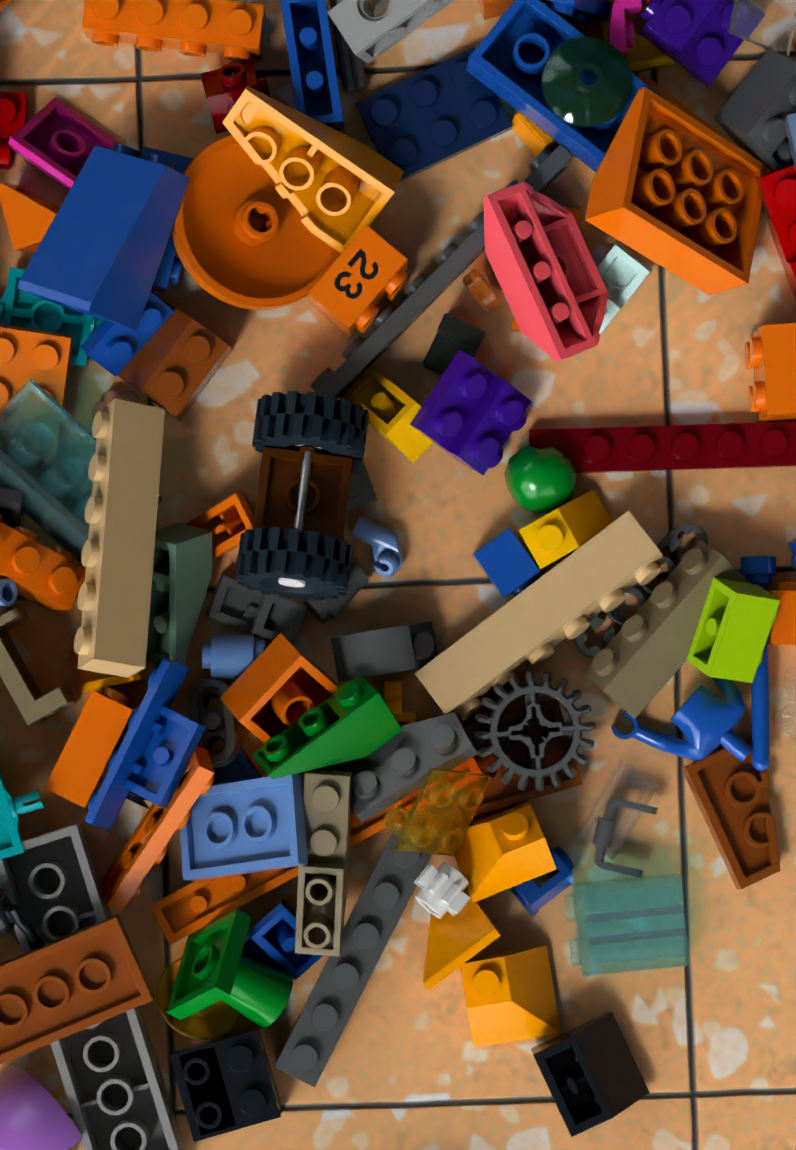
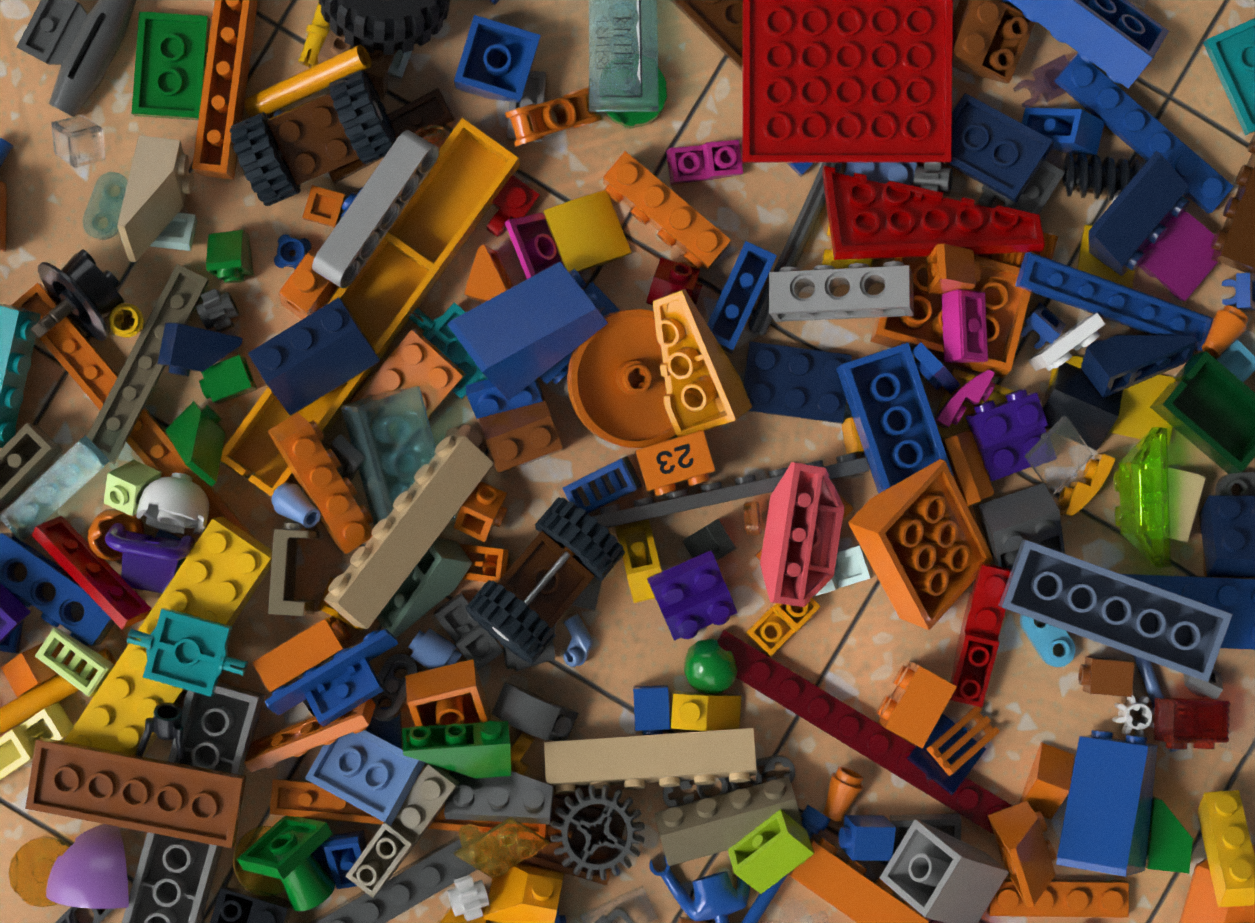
camera: 30 degrees right, 0 degrees up
(103, 98) = (587, 232): none -> yellow slope
(186, 471) = (481, 511): none -> orange brick
(314, 328) = (628, 473): none -> blue slope
(583, 103) = (893, 439): clear green dish -> none
(585, 384) = (779, 625): none -> light orange slope
(676, 83) = (968, 467): none -> orange panel
(769, 521) = (842, 792): none -> orange cone

